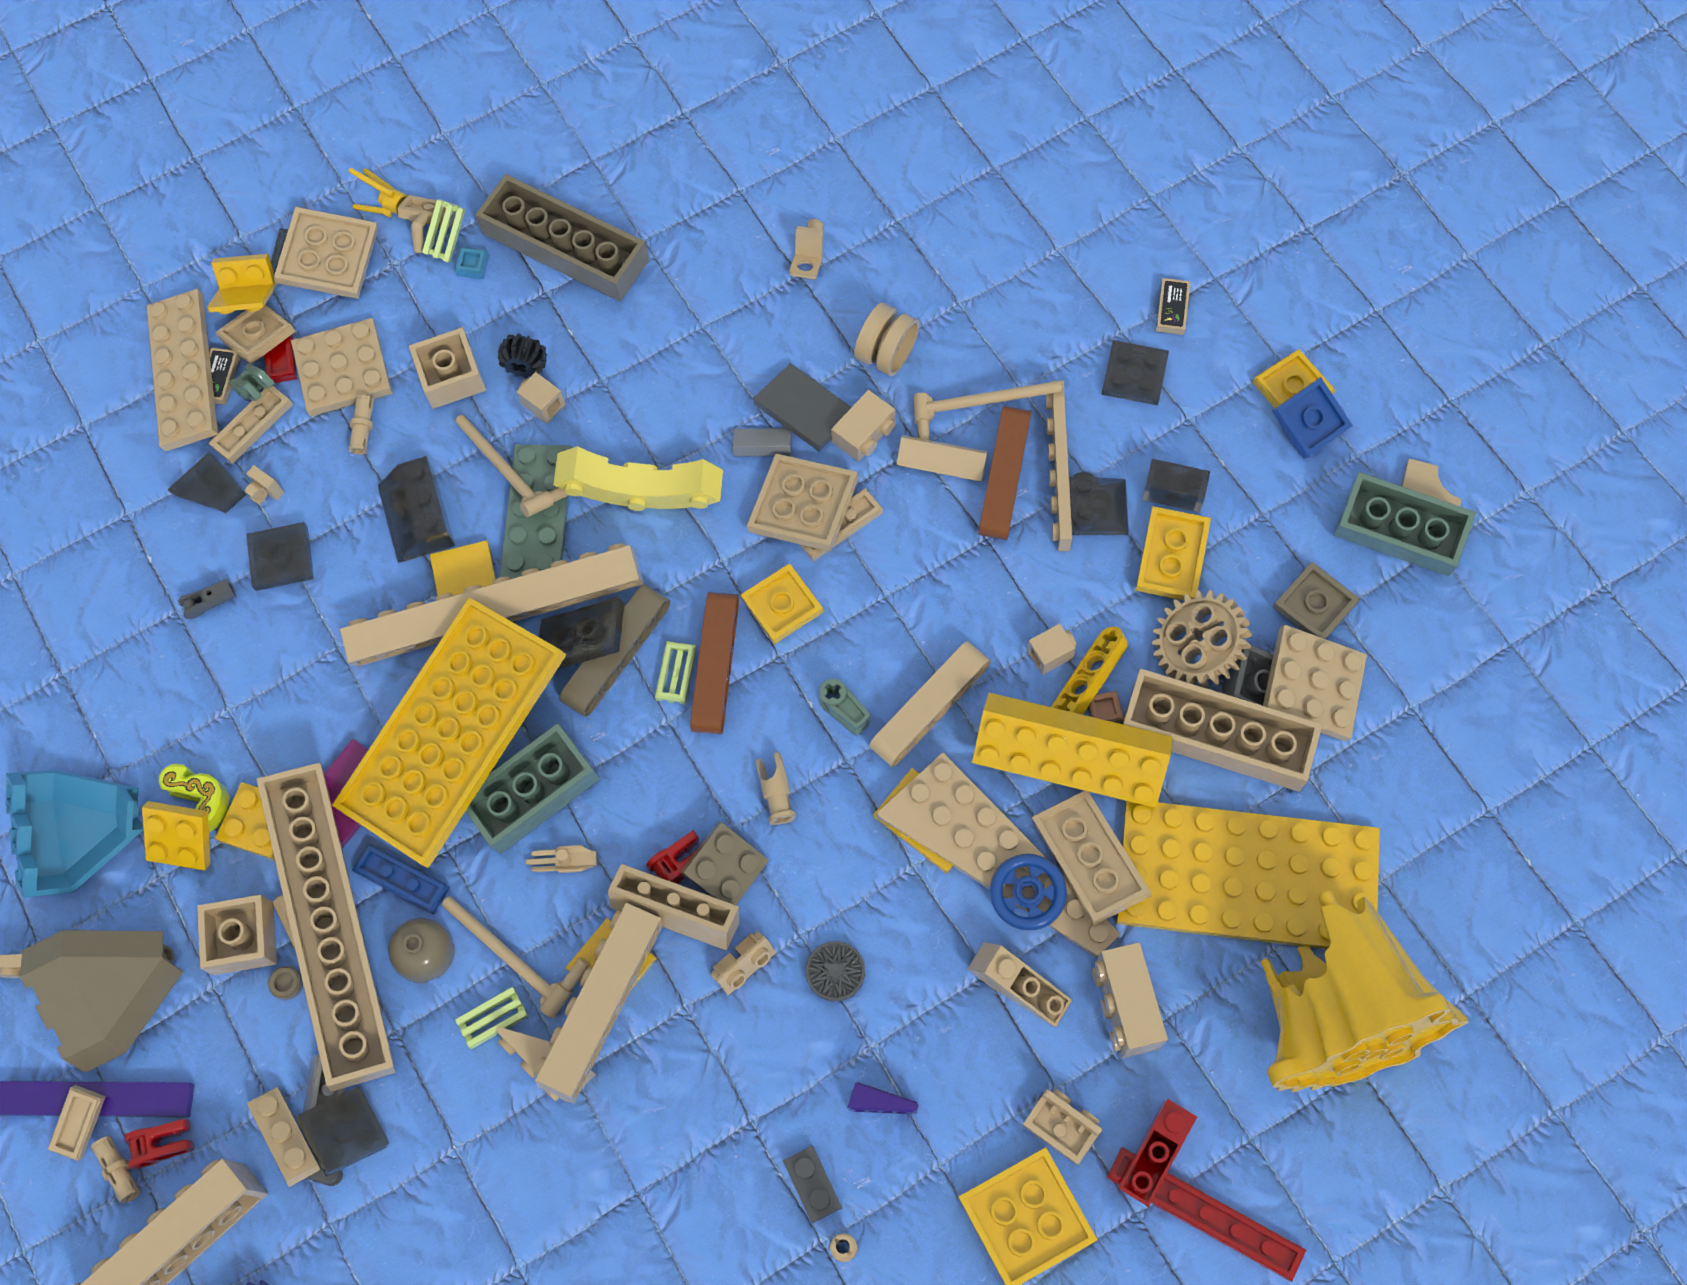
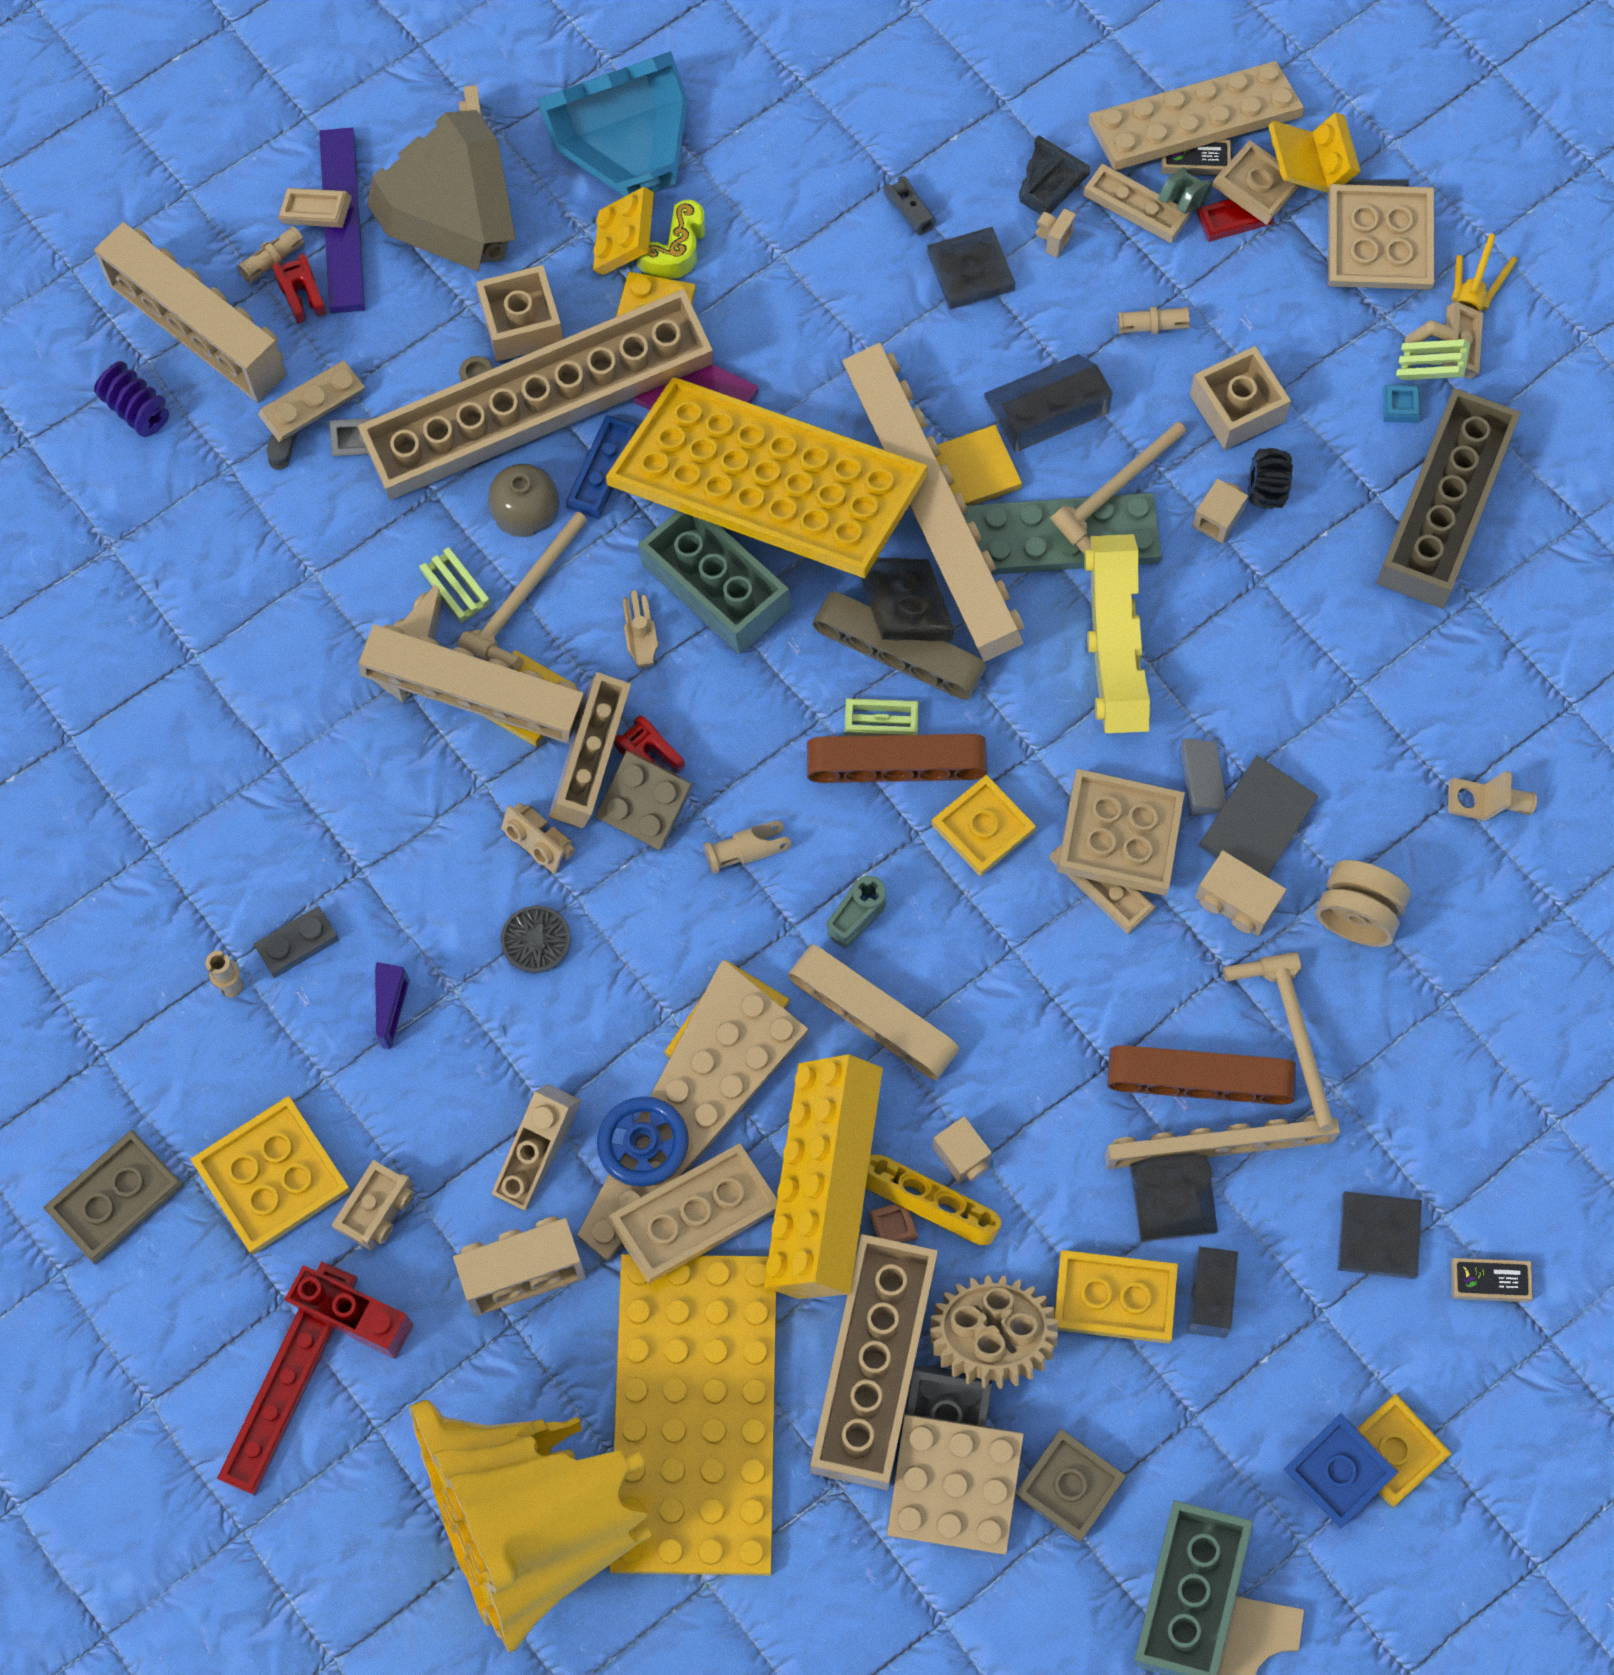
camera: 80 degrees right, 0 degrees up
(340, 366) = (1230, 285): tan plate -> none
(342, 1131) = (320, 456): clear smoke plate -> none
(942, 458) = (1209, 995): tan tile -> none

